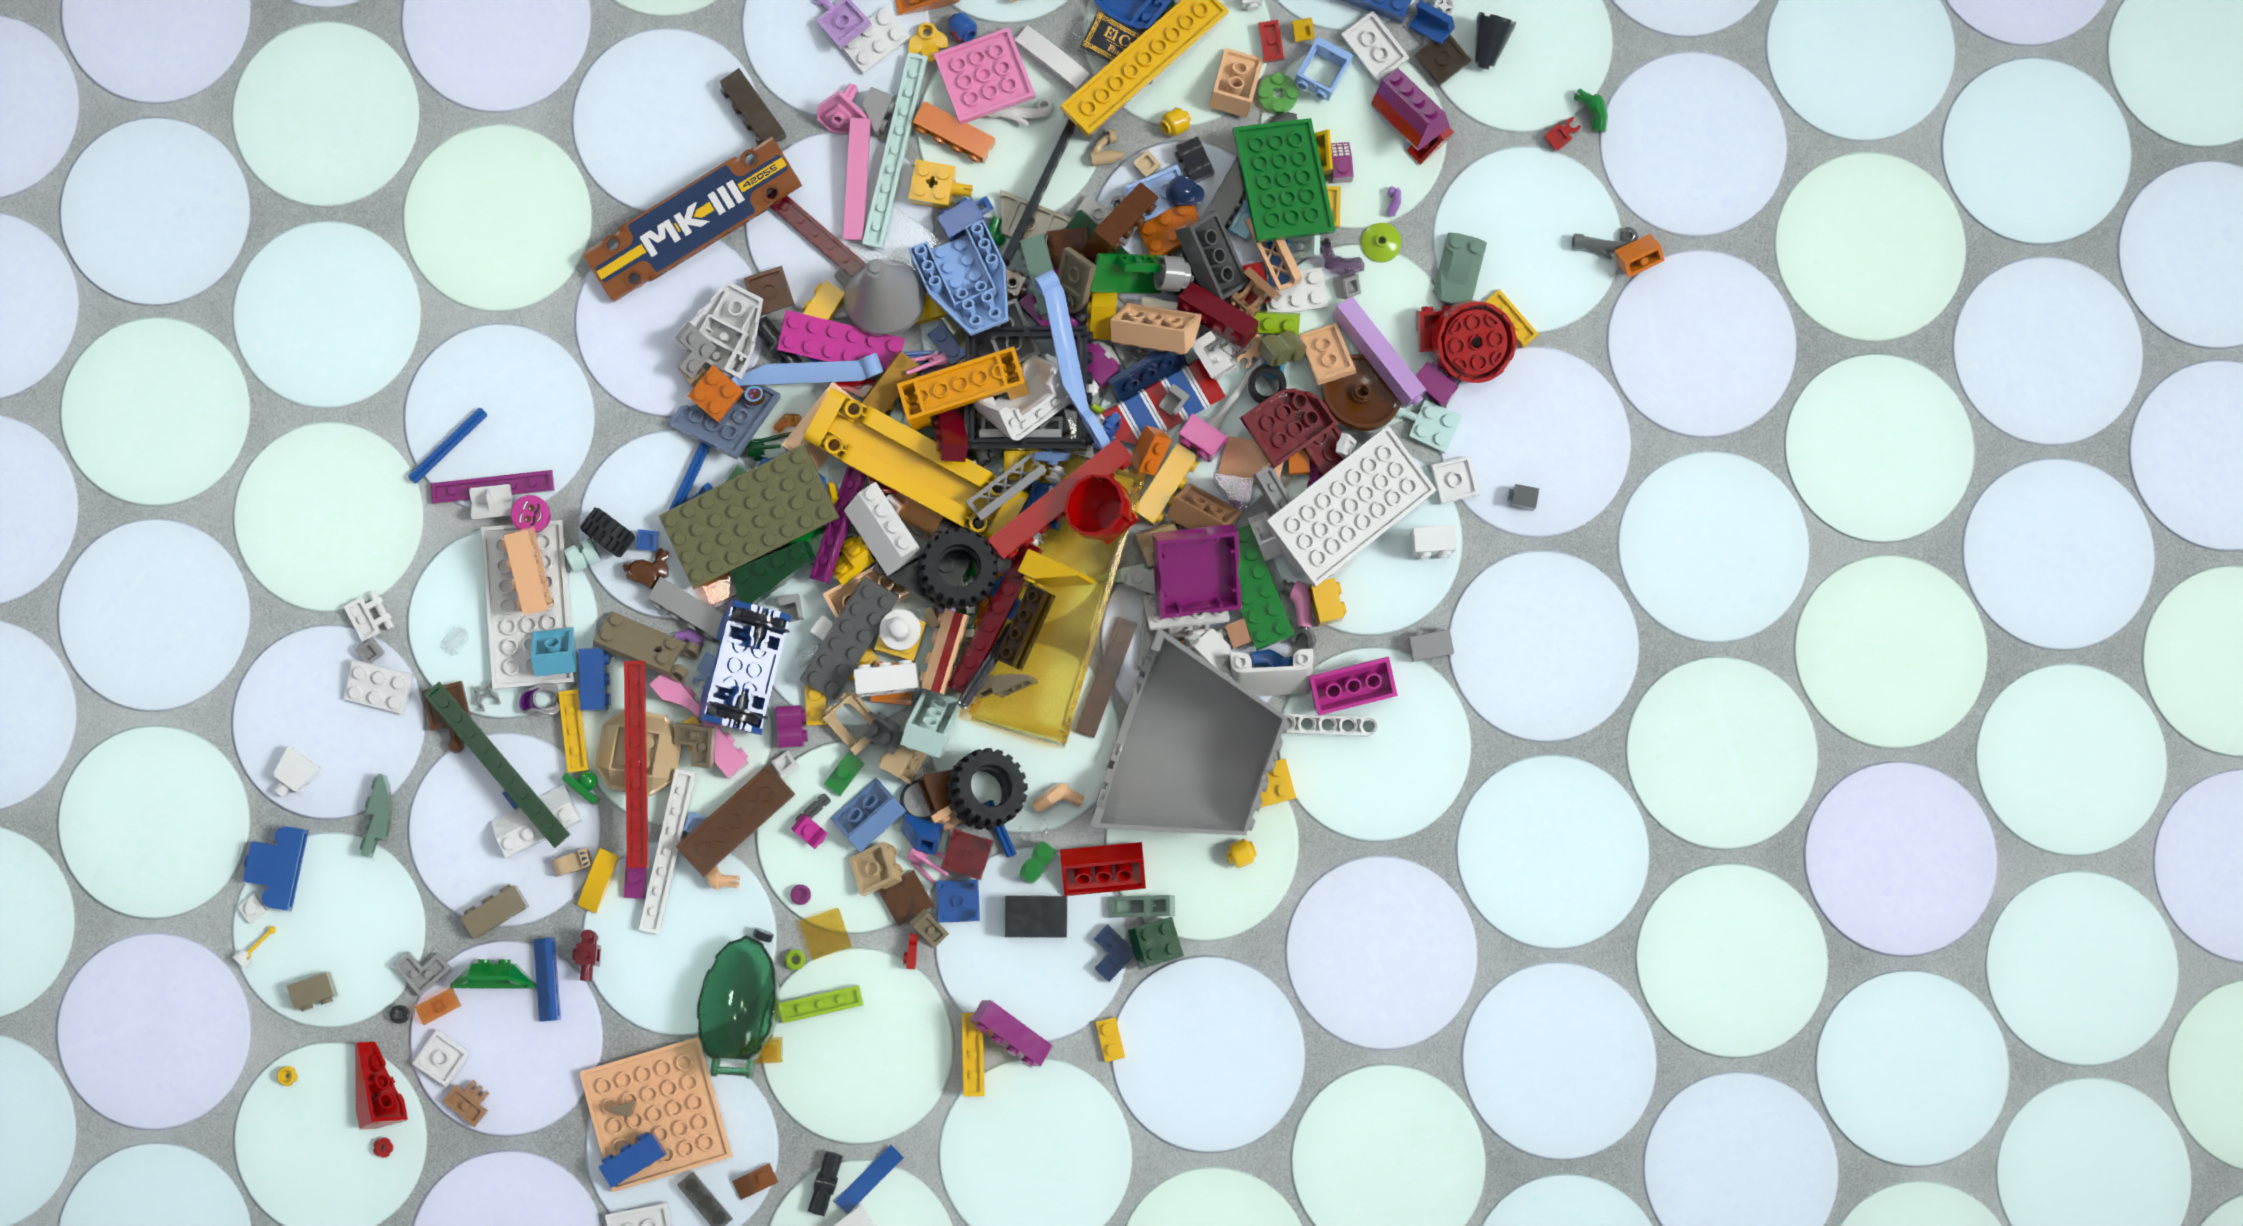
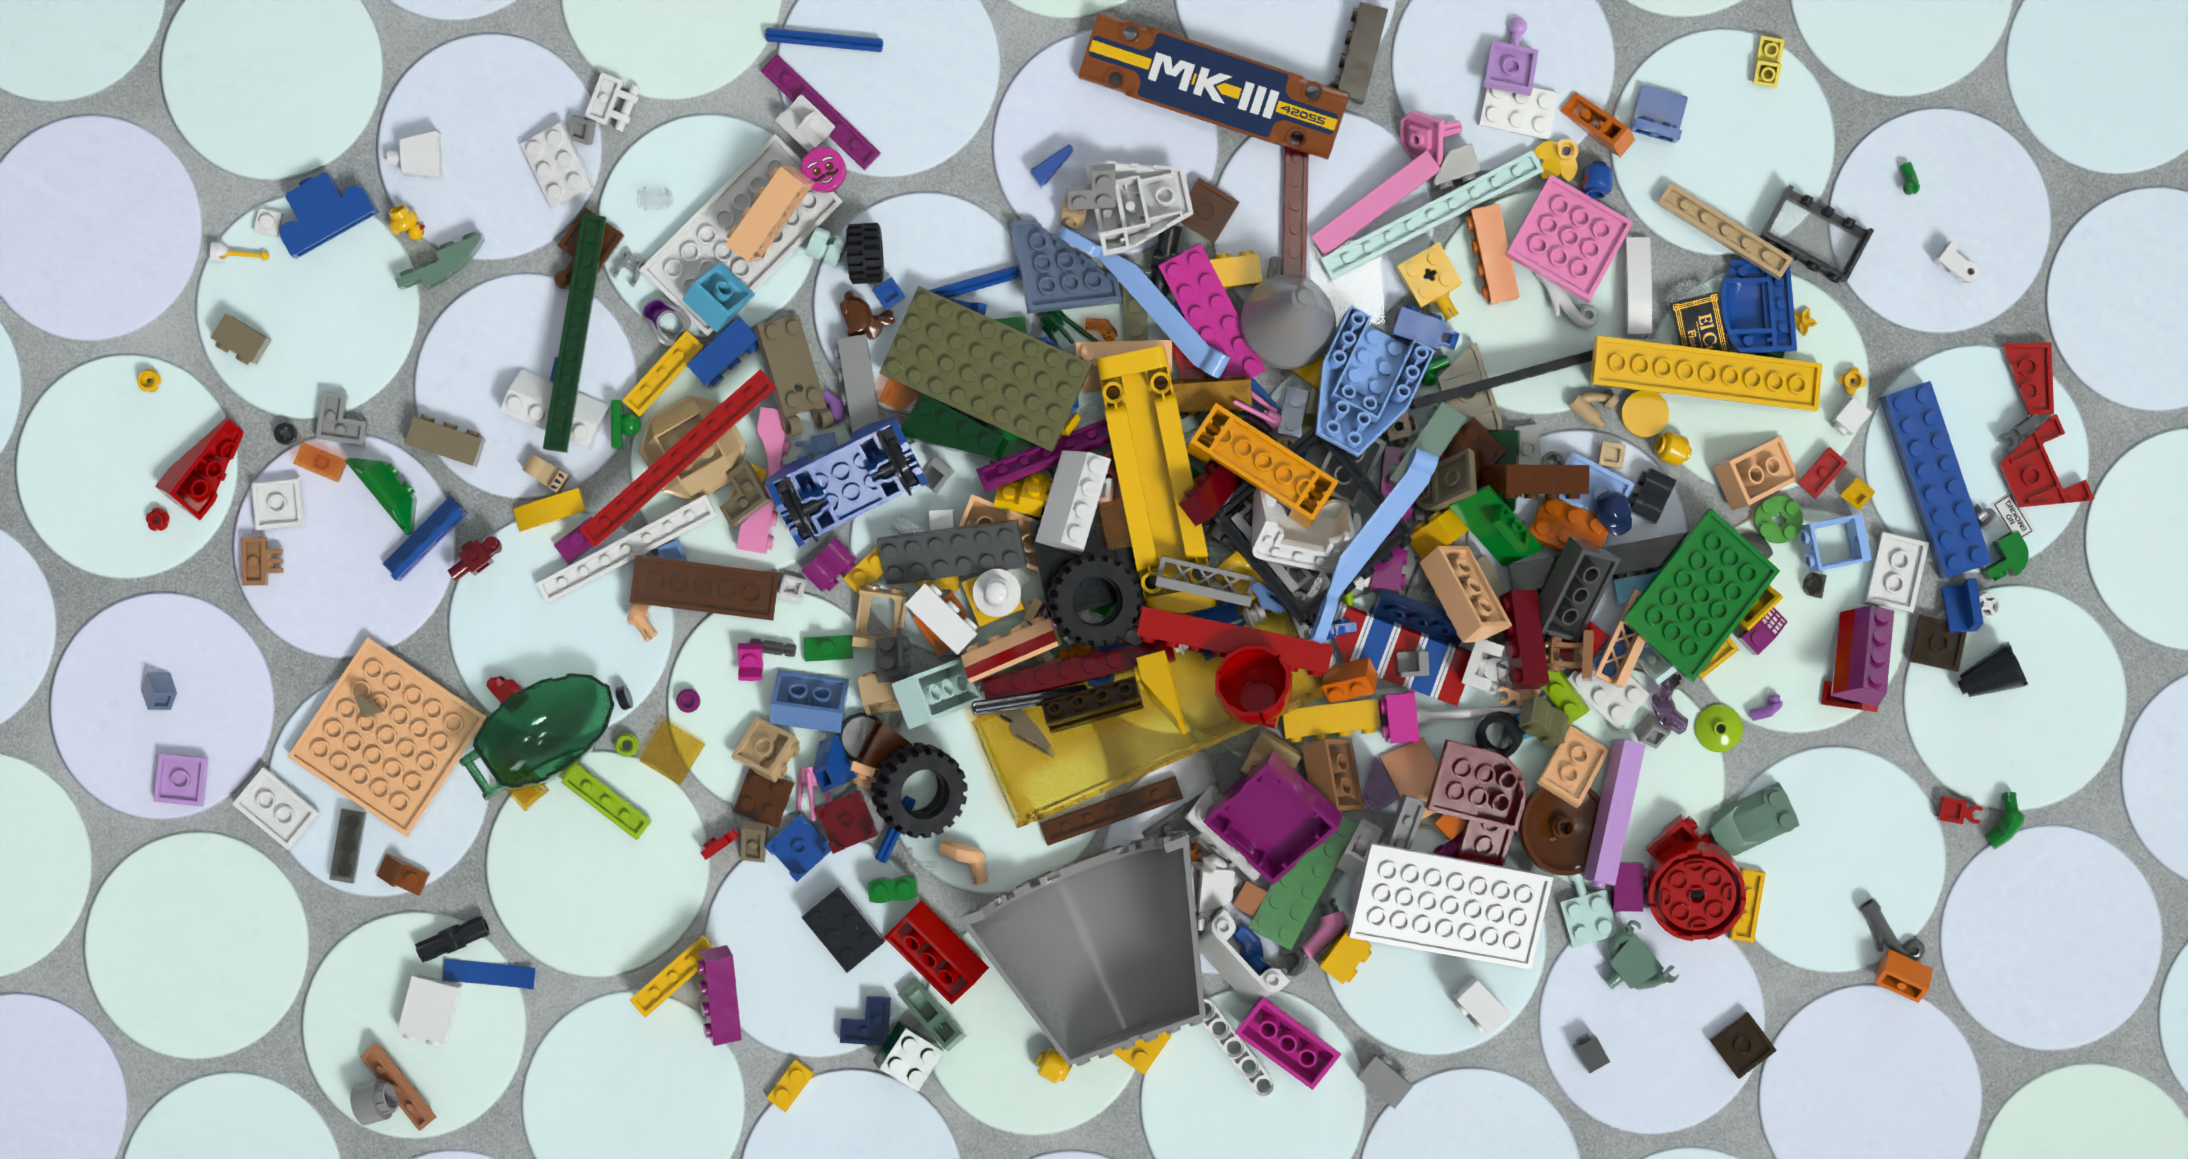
camera: 50 degrees right, 5 degrees up
(327, 816) = (403, 220): none -> yellow animal
(632, 1159) = (329, 751): blue brick -> none
(654, 368) = (1044, 171): none -> blue slope
(688, 1009) = (502, 688): none -> red rock
(716, 393) = (1072, 243): orange plate -> none
(754, 395) = (1100, 278): reddish brown tile -> none
(797, 394) = (1134, 318): none -> olive plate
(1138, 121) = (1645, 413): none -> yellow tile
(1173, 275) = (1529, 568): light grey piece -> none
(1339, 105) = (1814, 584): none -> clear smoke plate
(1345, 445) = (1502, 854): white plate -> none
(1455, 480) = (1554, 977): white plate -> none
(1487, 420) = (1634, 962): none -> sand green torso
(1599, 395) = (1742, 1045): none -> dark brown plate

